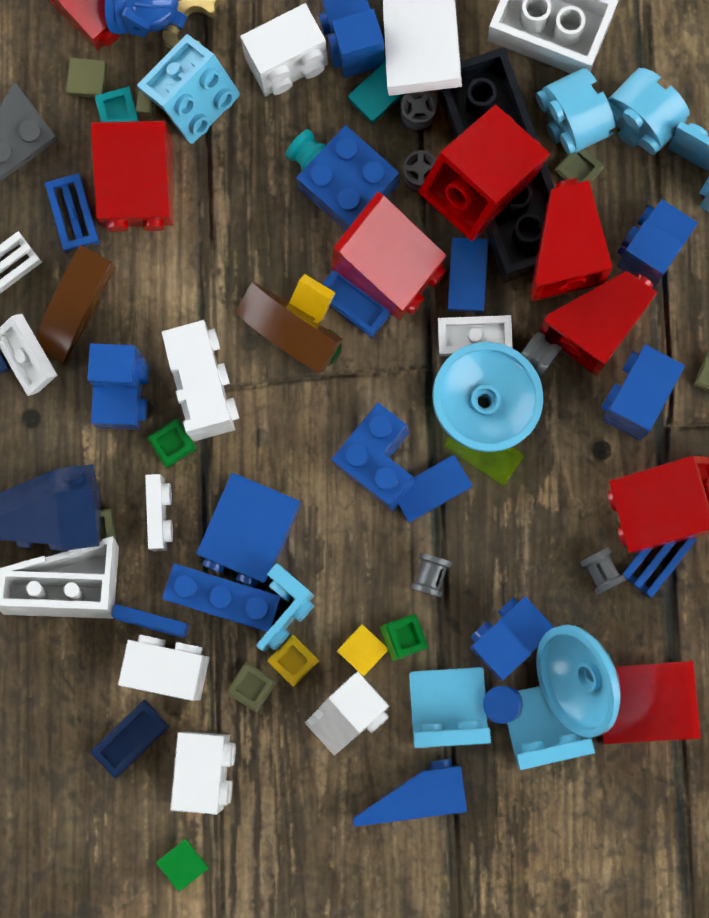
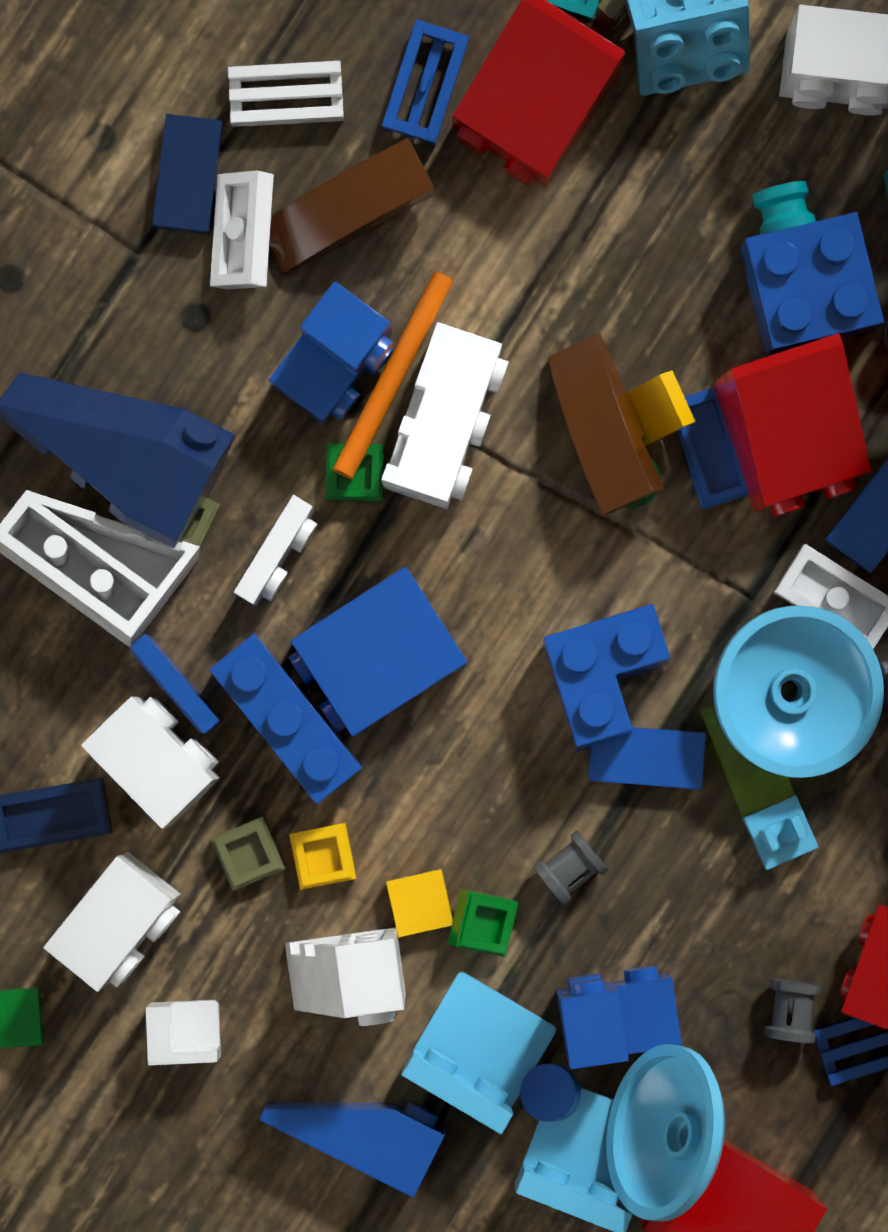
camera: 25 degrees right, 5 degrees up
(157, 377) = (393, 375): none -> orange bar
(281, 808) = (183, 1032): none -> white panel
(286, 587) = (376, 760): medium azure bracket -> none
(530, 480) = (780, 832): none -> medium azure tile

